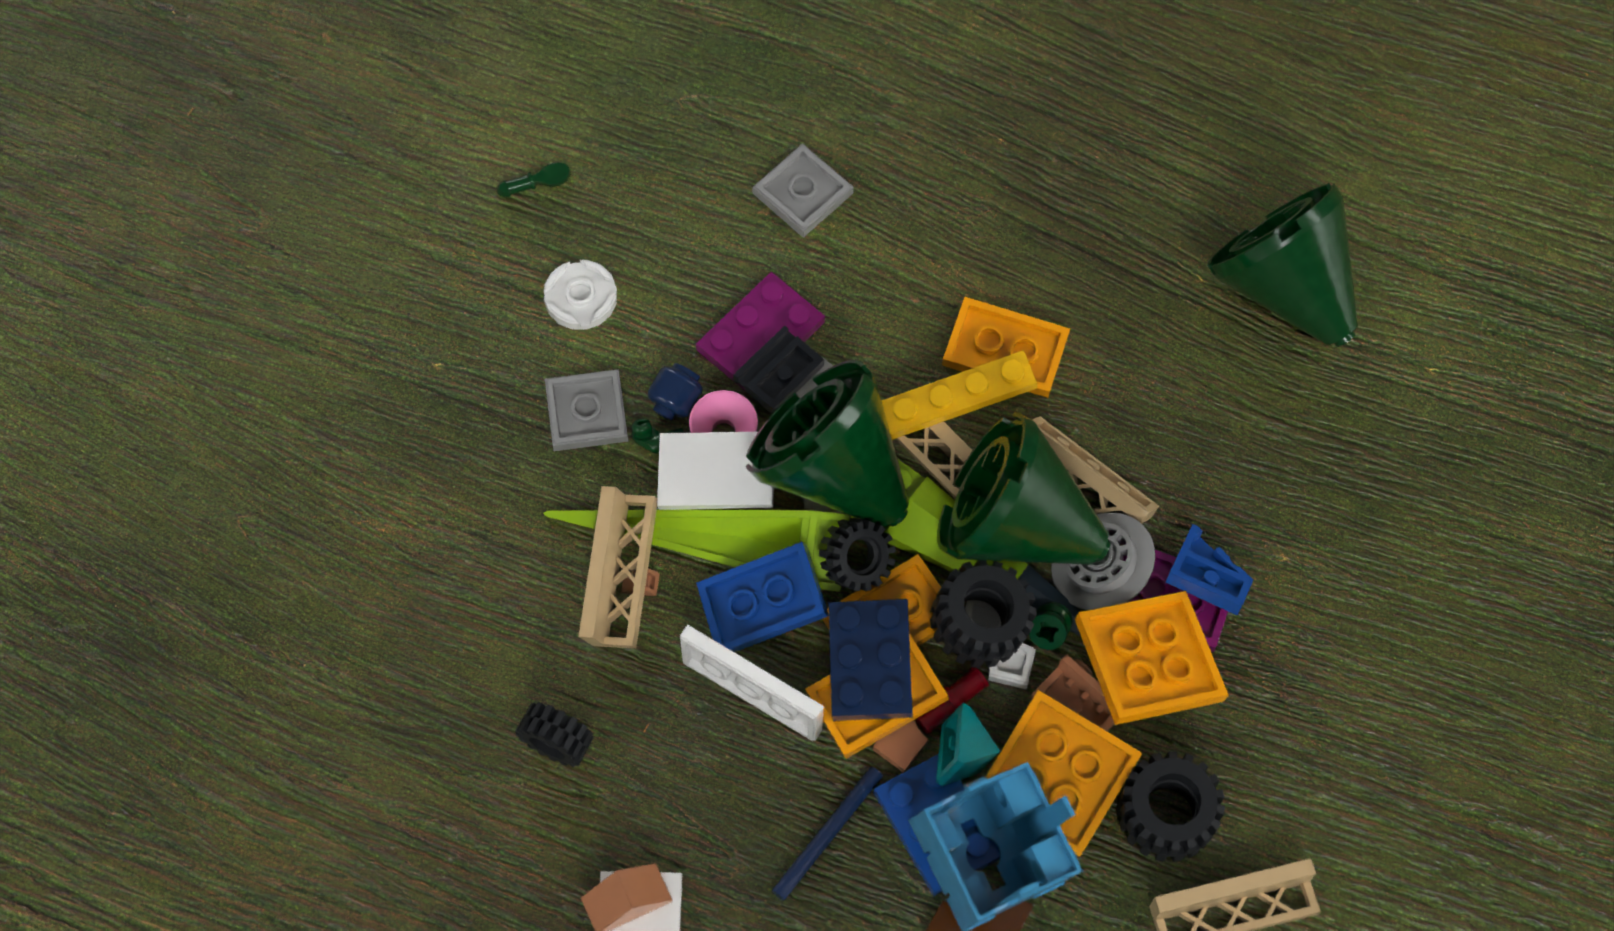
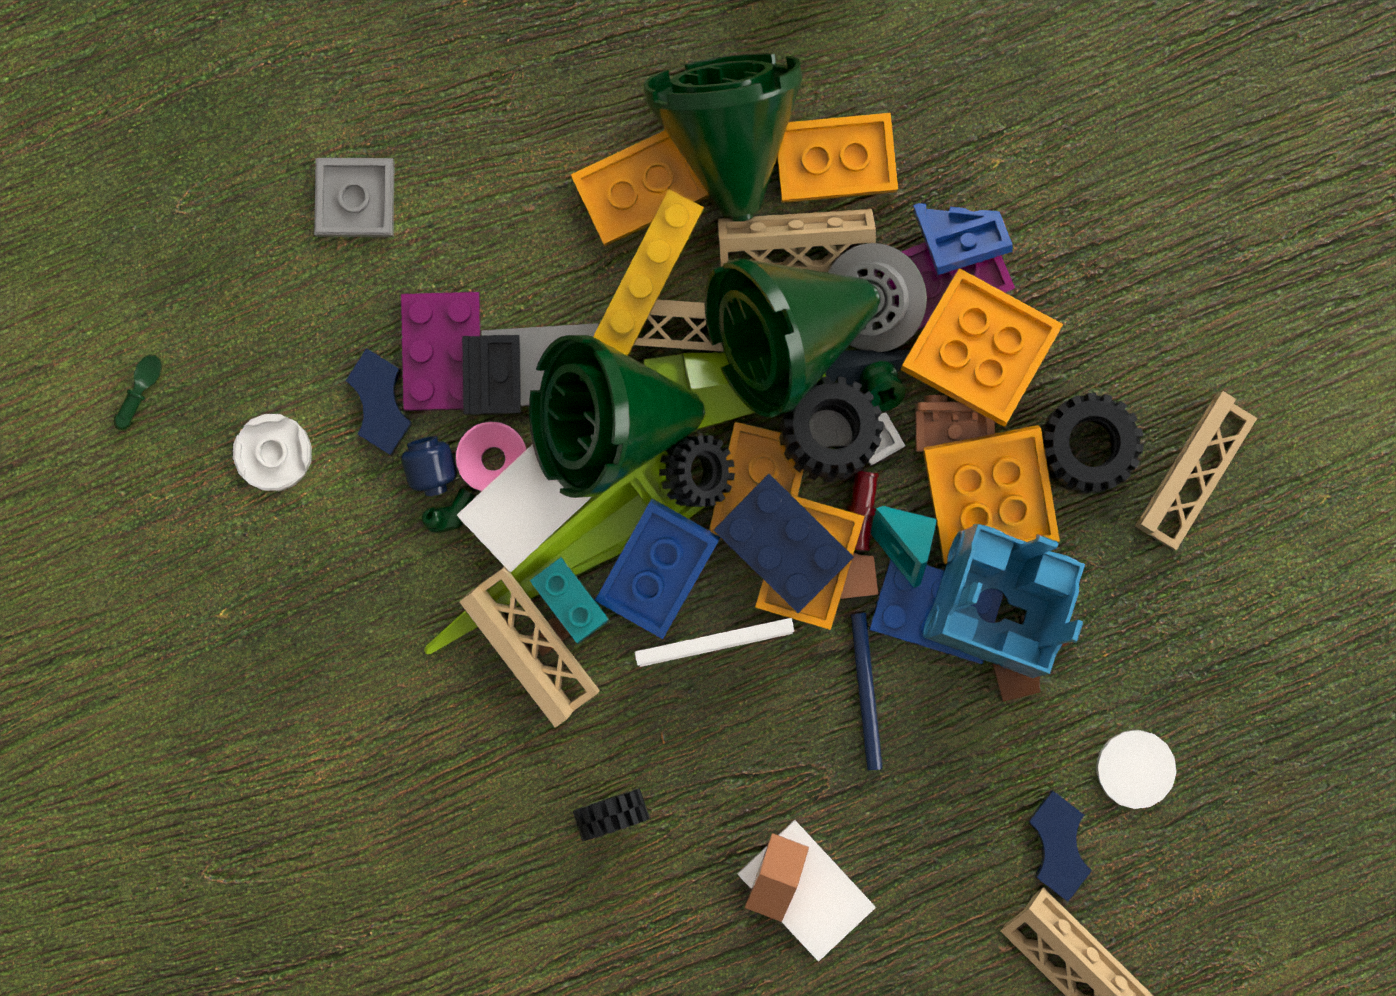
camera: 40 degrees left, 20 degrees up
(586, 410) = (373, 541): light grey tile -> none
(678, 565) = (569, 600): none -> teal plate
(693, 314) = (382, 418): none -> dark blue tile
(1106, 353) = (728, 122): none -> dark green cone
(1165, 449) = (837, 158): none -> light orange plate

